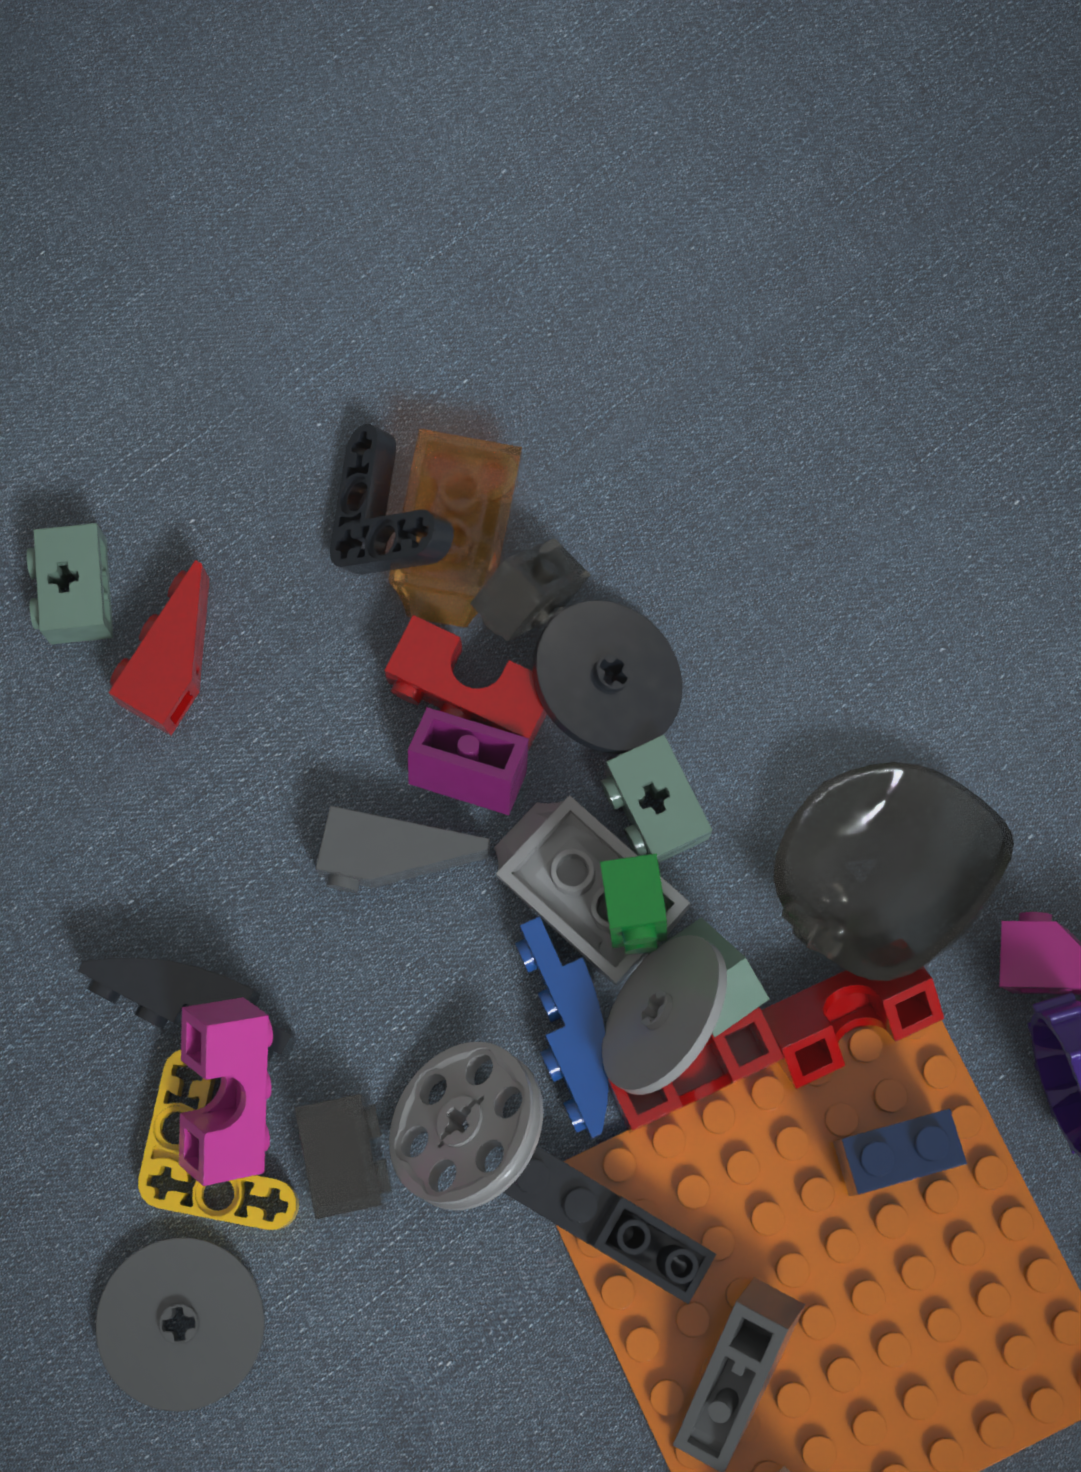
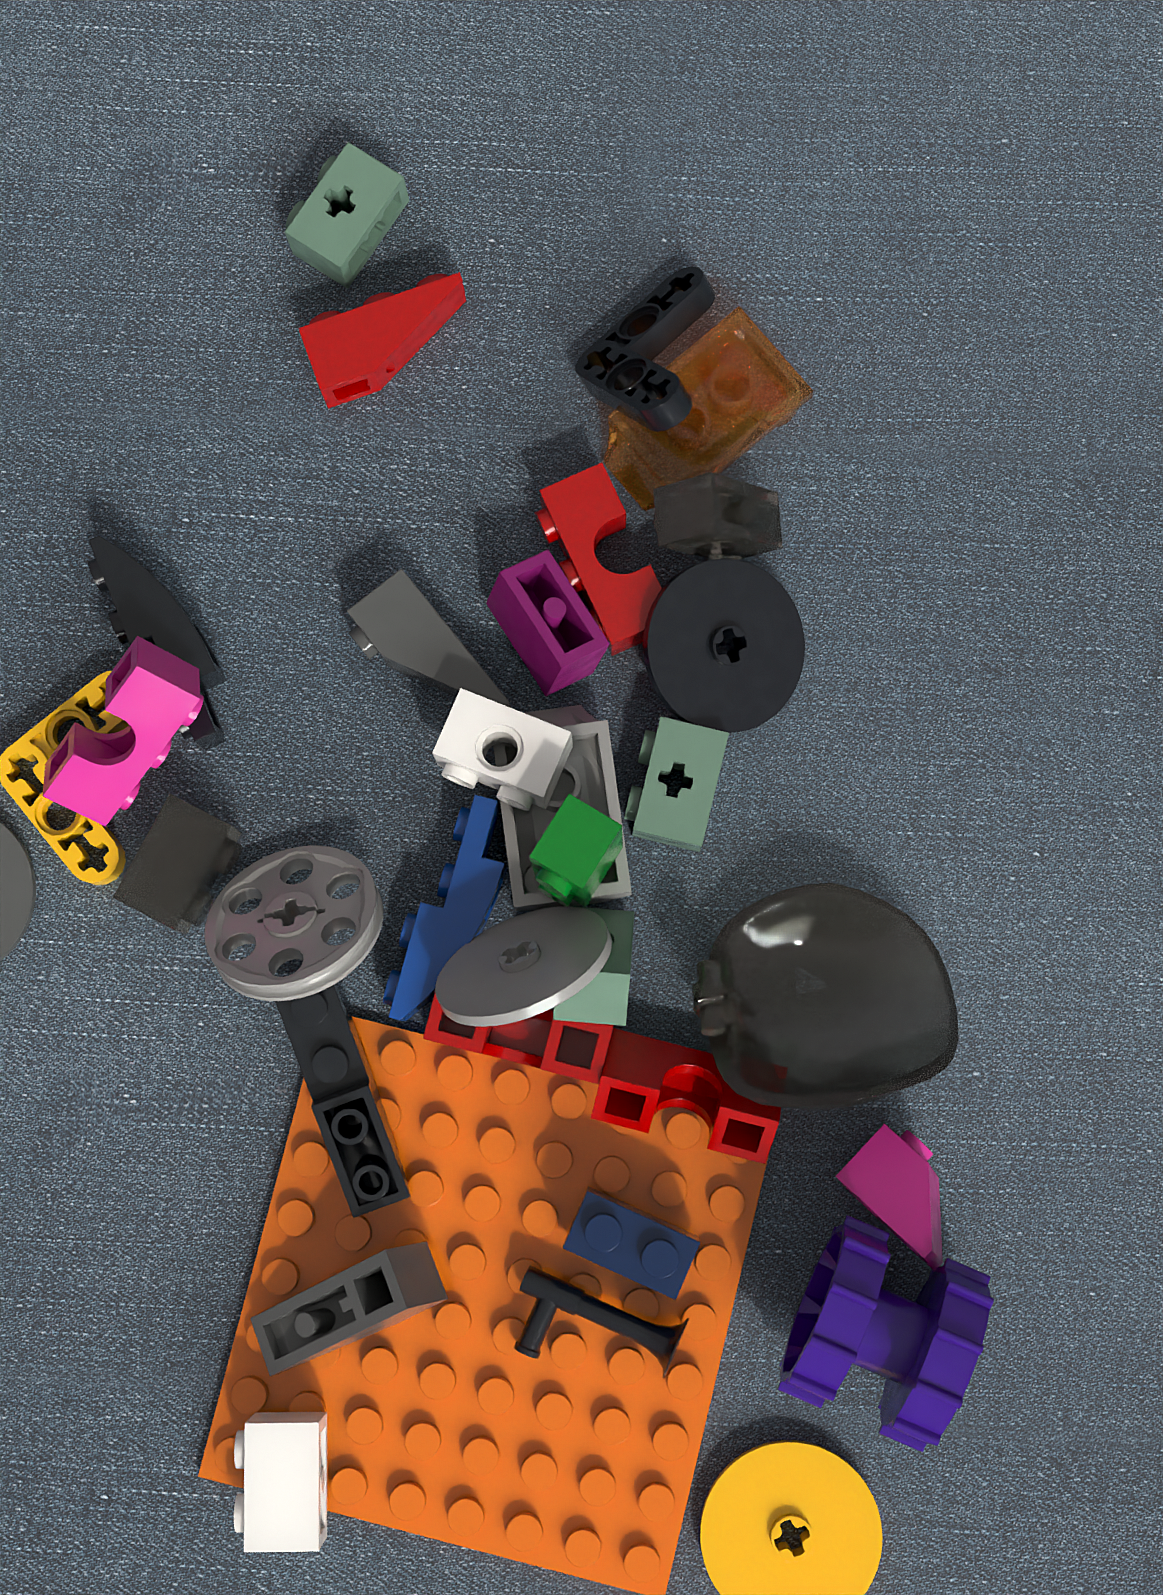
camera: 45 degrees right, 5 degrees up
(485, 866) = (478, 725): none -> white brick
(875, 1237) = (556, 1293): none -> black piece

